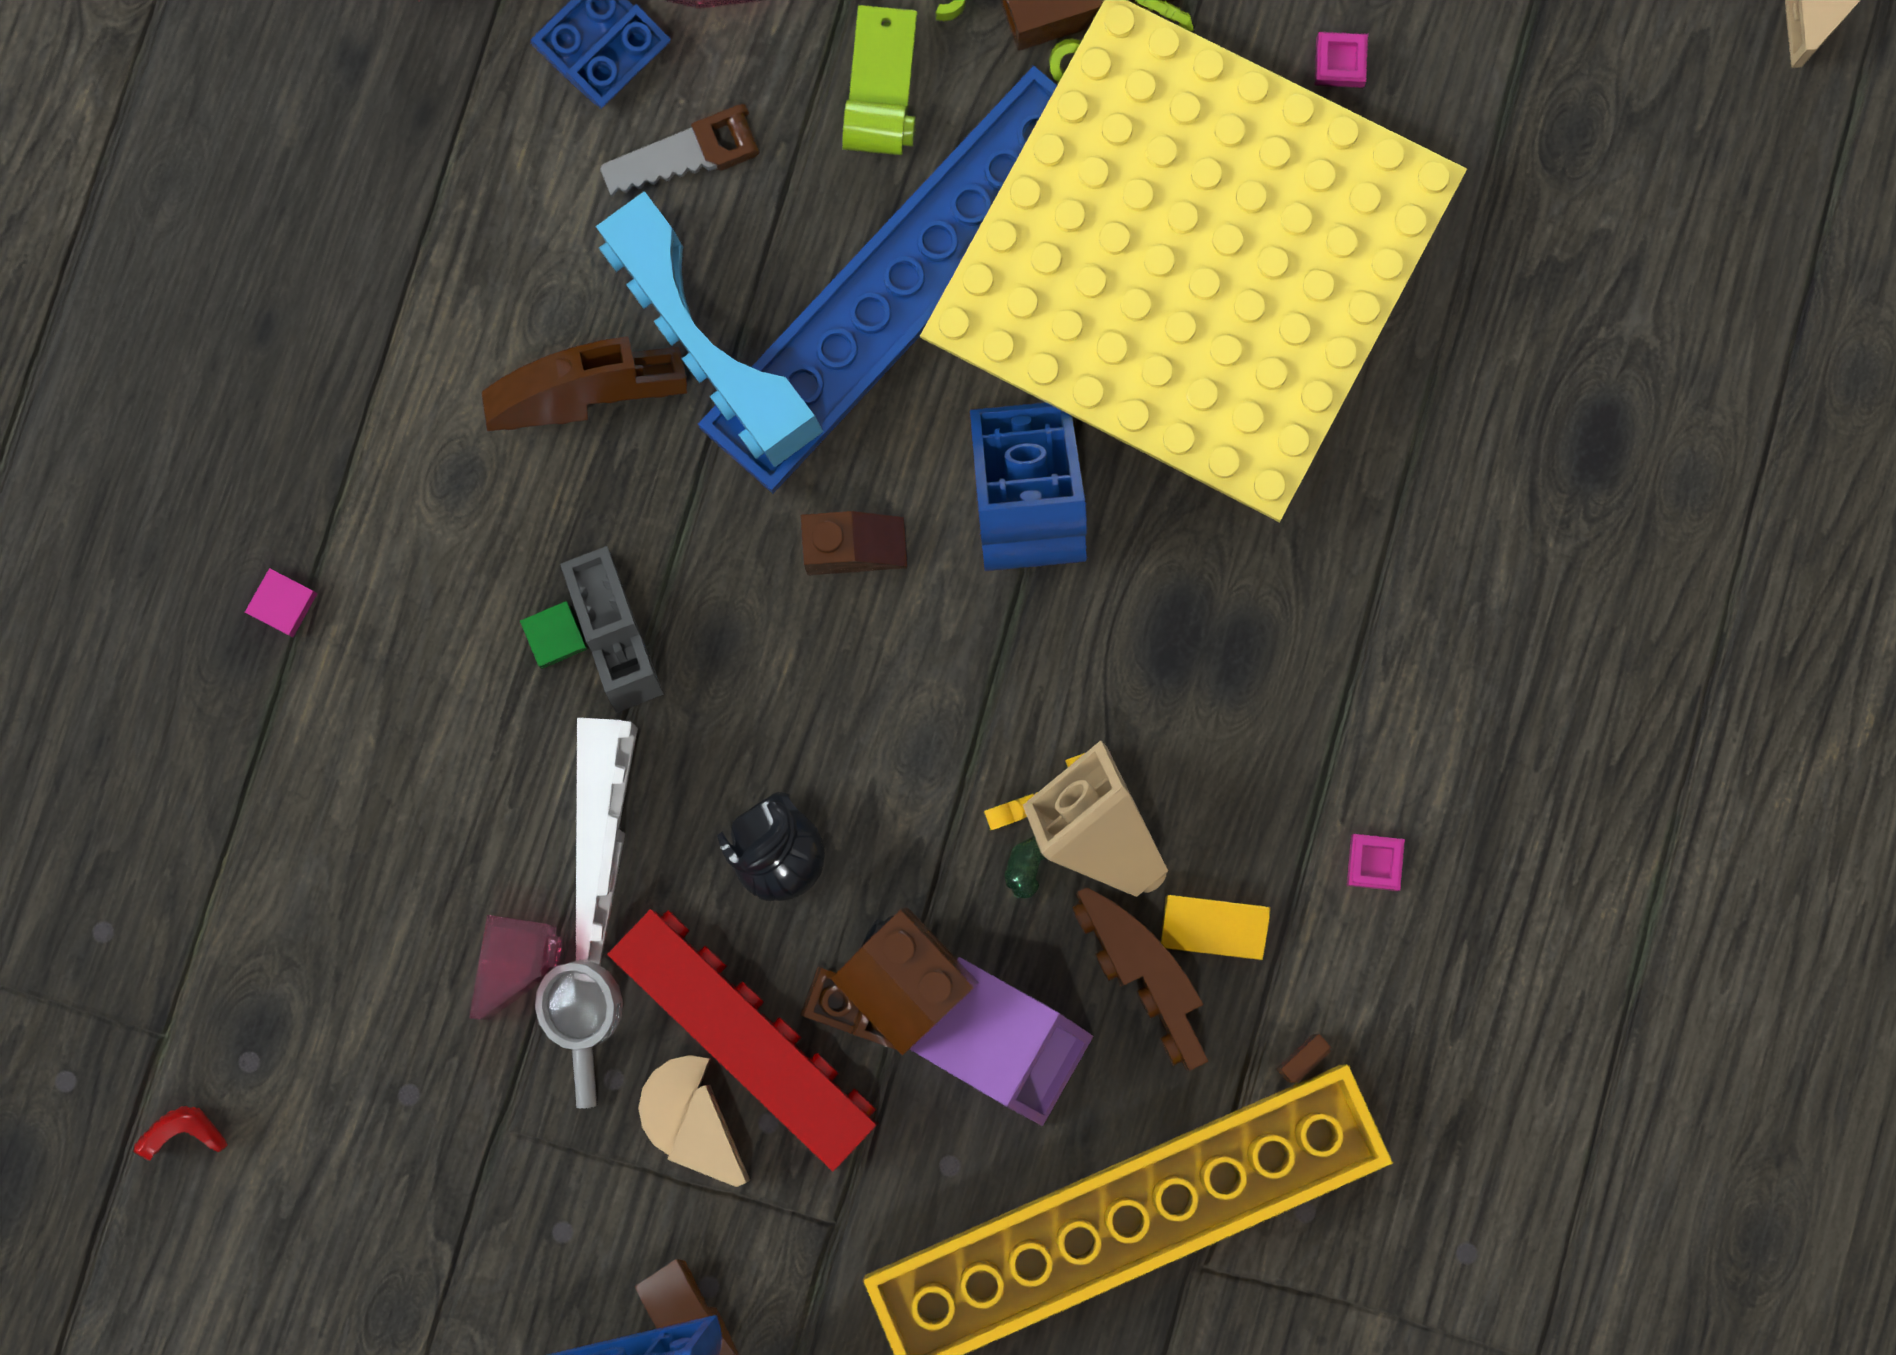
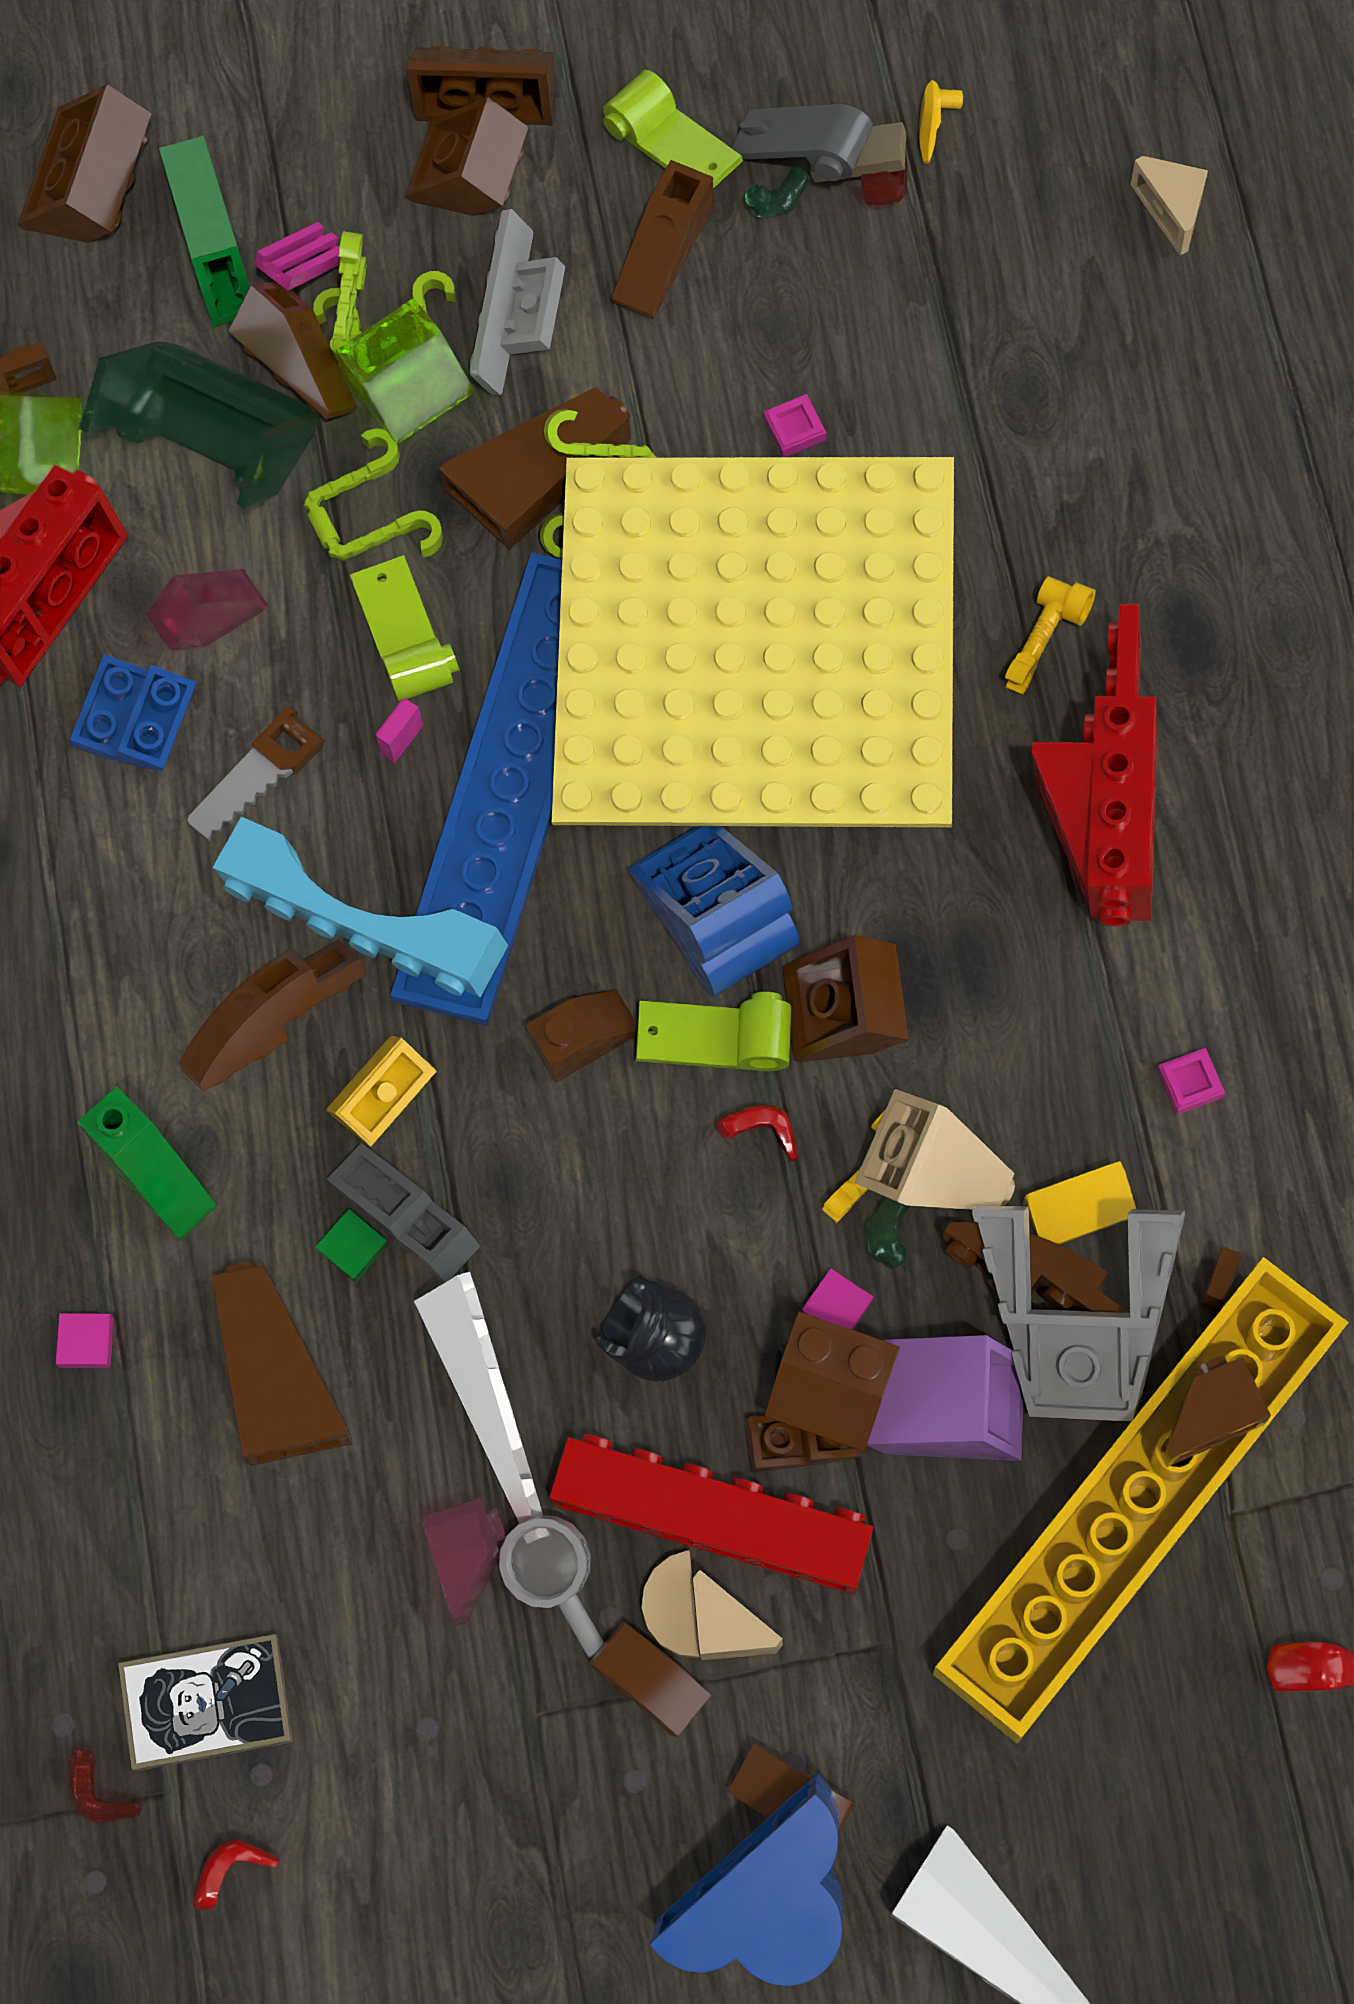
camera: 25 degrees left, 10 degrees down
(89, 1006) = (83, 1792): none -> clear red hair
(230, 976) = (205, 1702): none -> tile
(399, 476) = (147, 1163): none -> green slope
(426, 713) = (273, 1379): none -> reddish brown slope
(617, 1155) = (649, 1679): none -> reddish brown slope
(649, 505) = (381, 1090): none -> yellow slope
(829, 176) = (399, 730): none -> dark pink tile
(952, 905) = (838, 1301): none -> dark pink tile
(970, 606) = (717, 1037): none -> lime door
(970, 701) = (760, 1116): none -> red hair
(1102, 633) = (846, 1000): none -> reddish brown slope
(1133, 1067) = (1081, 1359): none -> light grey wing
(1227, 1184) = (1216, 1409): none -> reddish brown slope
(1440, 559) = (1106, 788): none -> red wedge
(1497, 354) = (1060, 603): none -> yellow brick

